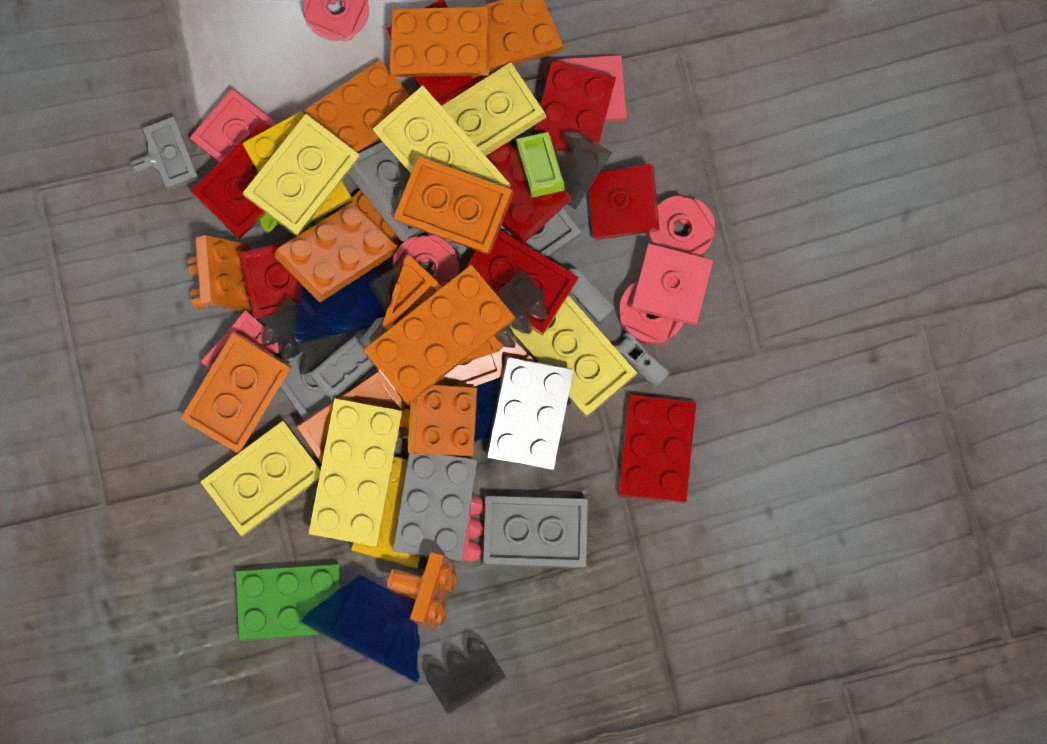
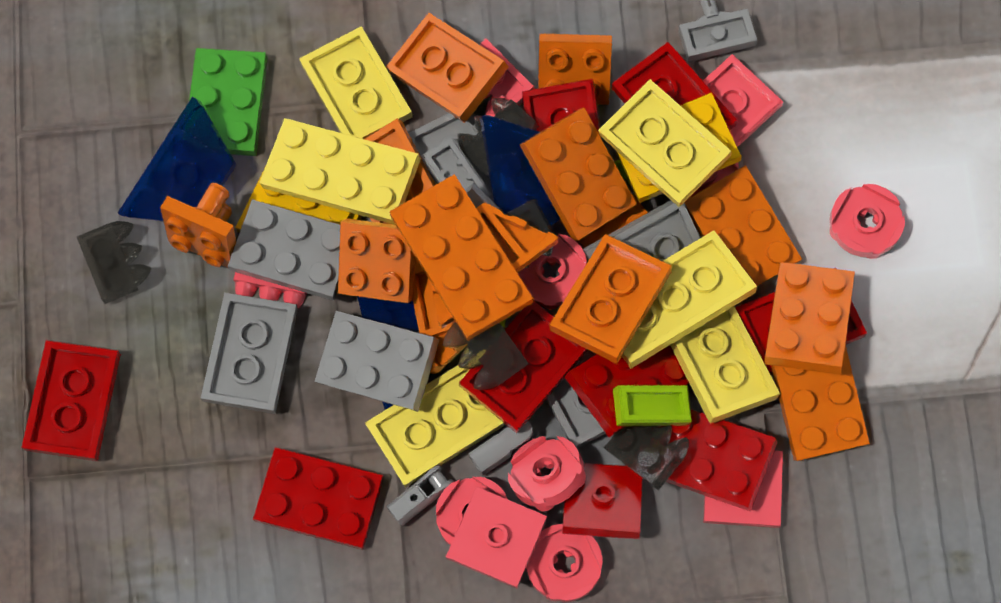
camera: 110 degrees right, 5 degrees down
(603, 687) = (71, 400): none -> red plate
(626, 251) = (550, 489): none -> coral plate

